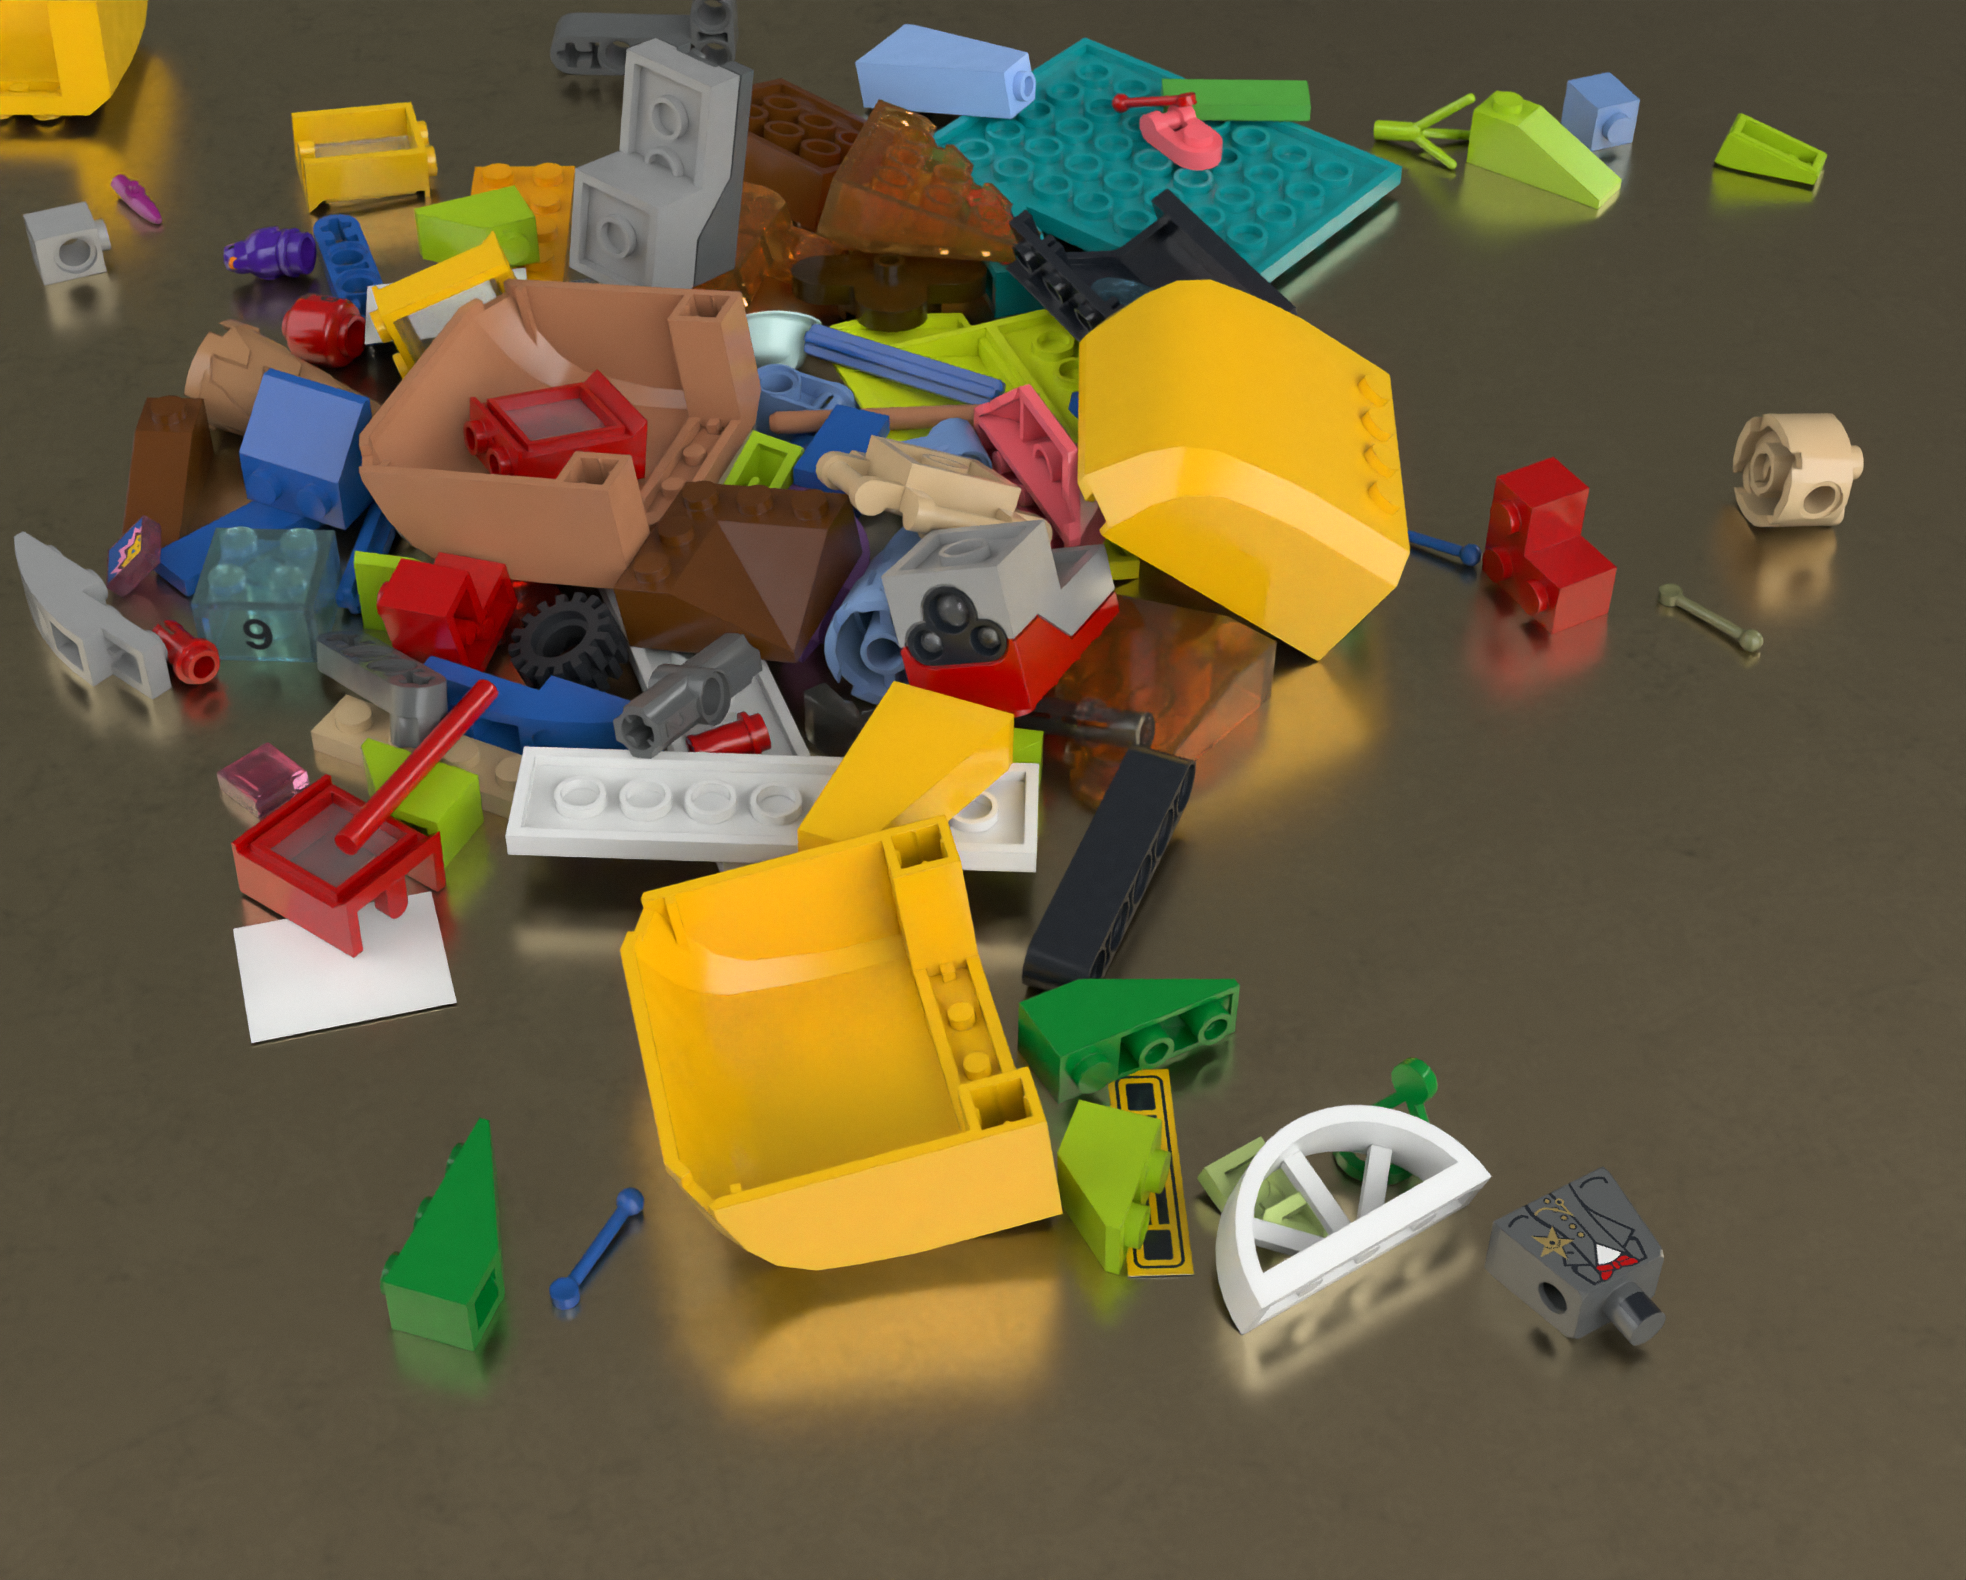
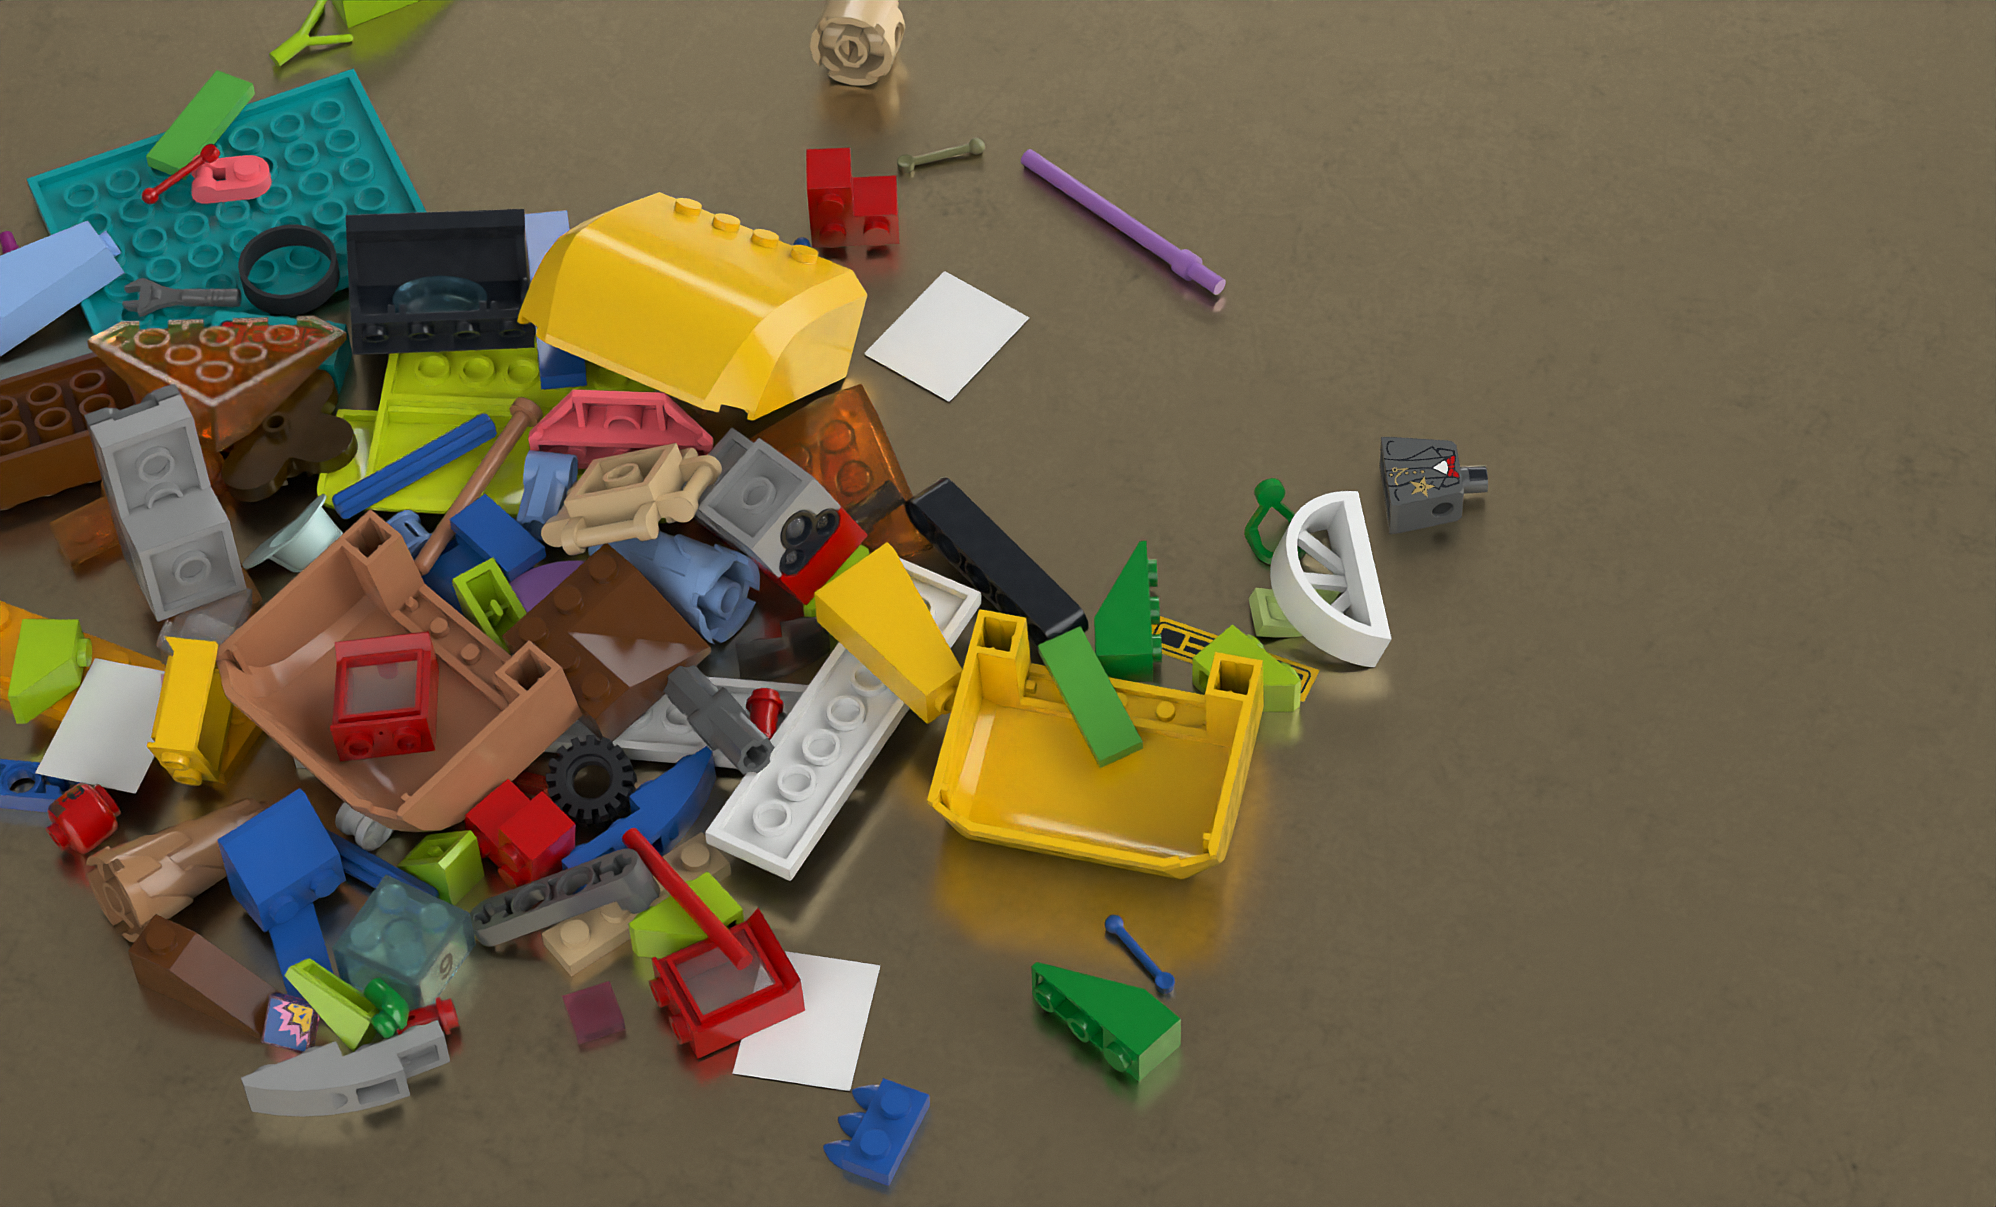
camera: 60 degrees left, 10 degrees up
(139, 595) = (336, 1002): none -> lime slope
(157, 604) = (392, 1007): none -> green arm
(194, 1091) = (881, 1133): none -> blue plate
(954, 1026) = (1090, 697): none -> bright green tile
(1003, 151) = (156, 296): none -> dark grey piece
(1102, 181) = (282, 237): none -> black tyre
(1449, 721) = (946, 336): none -> white sticker
(1744, 879) = (1183, 261): none -> medium lavender bar

